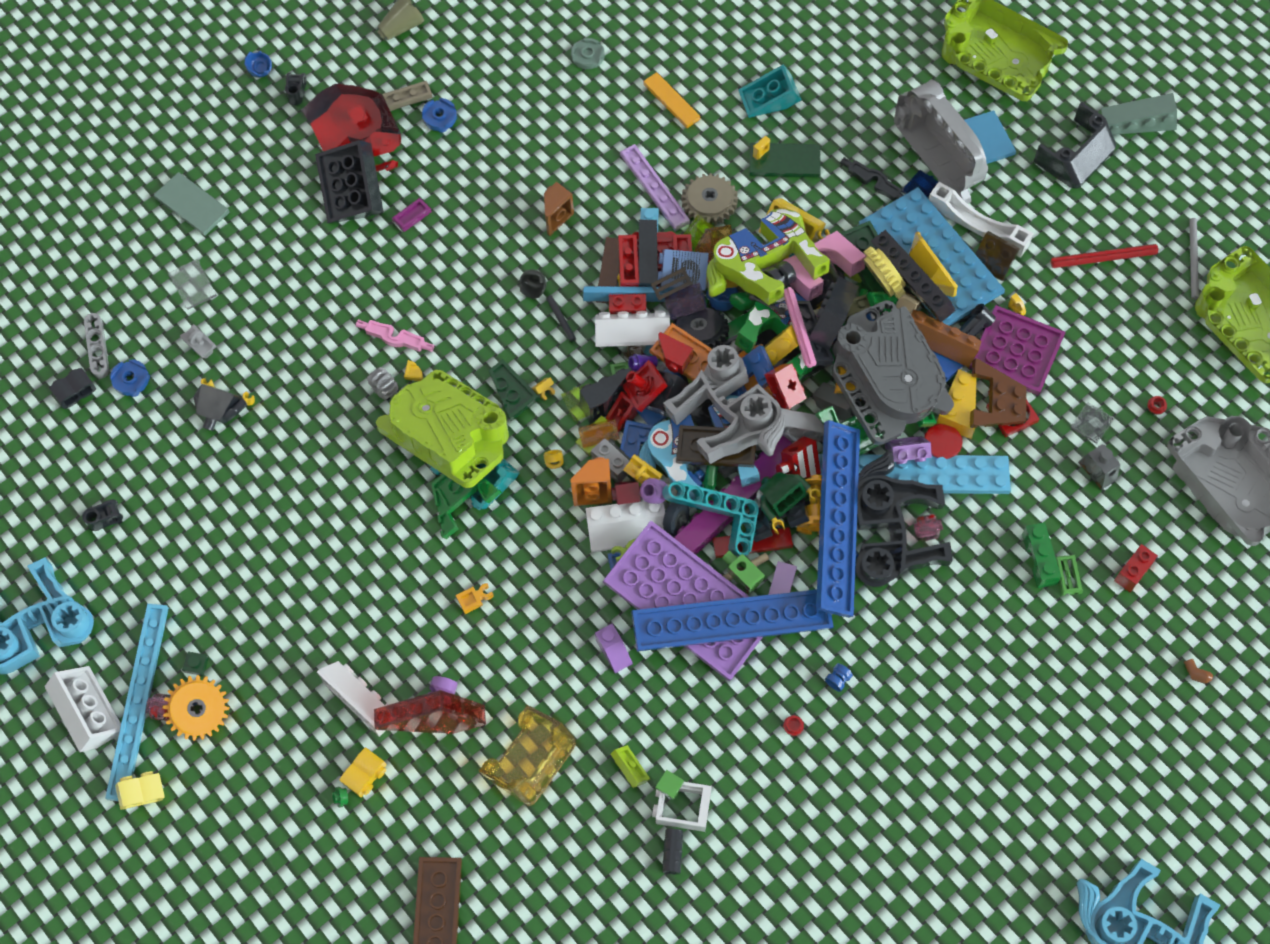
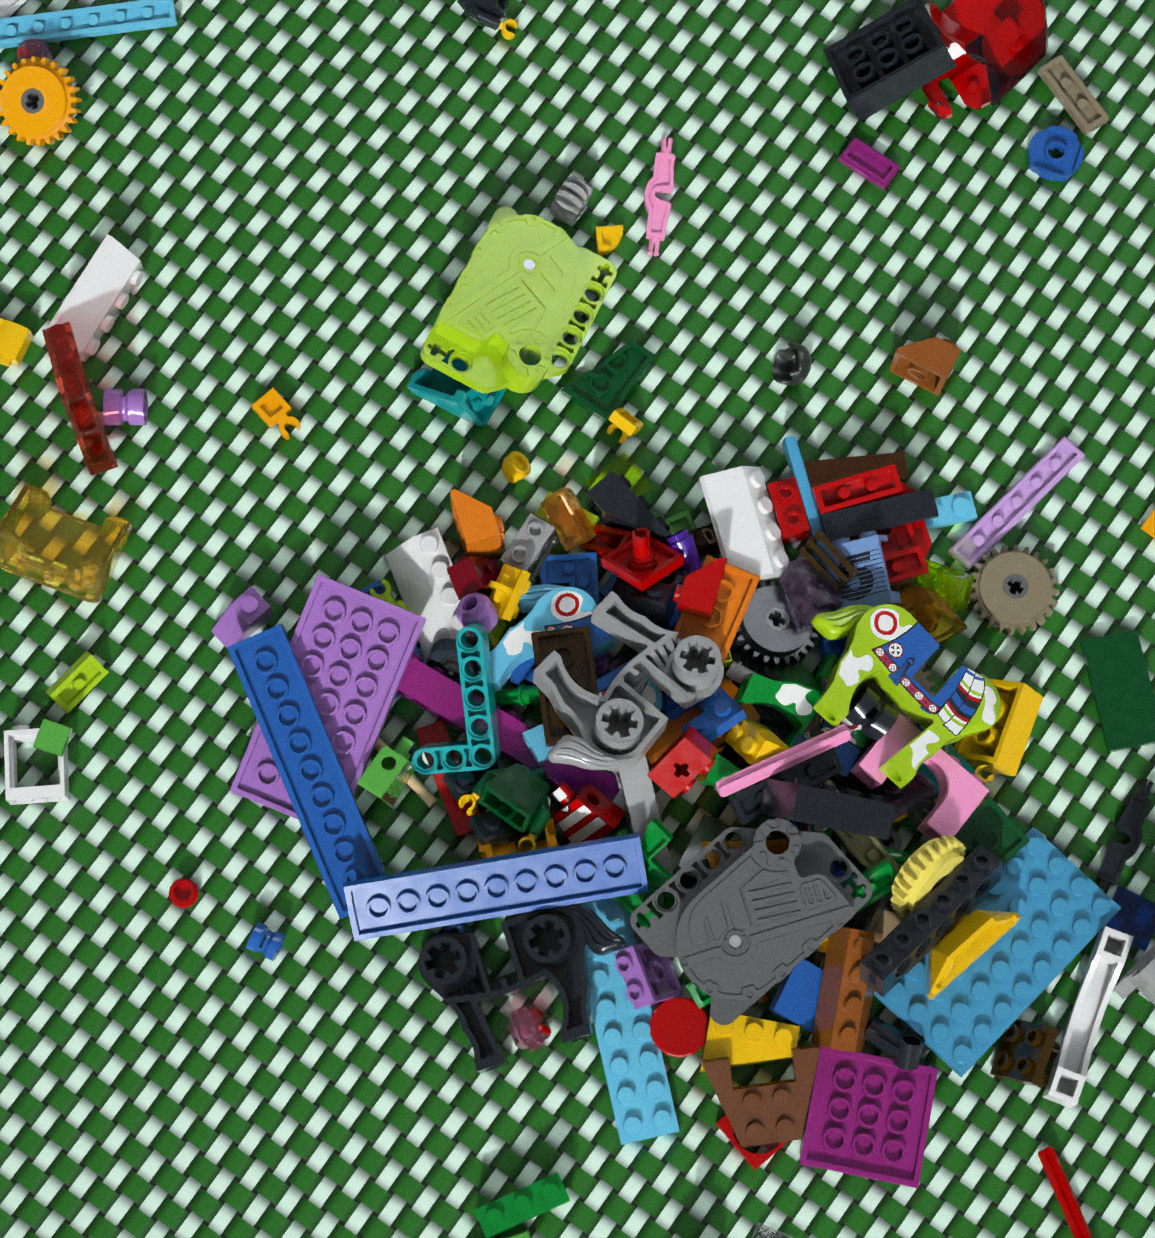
camera: 70 degrees right, 10 degrees up
(195, 663) = (107, 84): dark green plate -> none
(450, 495) = (410, 343): green wing -> none
(561, 319) = (748, 421): black bar -> none
(761, 147) = (1125, 647): yellow tile -> none
(782, 578) = (398, 833): lavender tile -> none
(1017, 305) = (948, 1104): yellow tile -> none

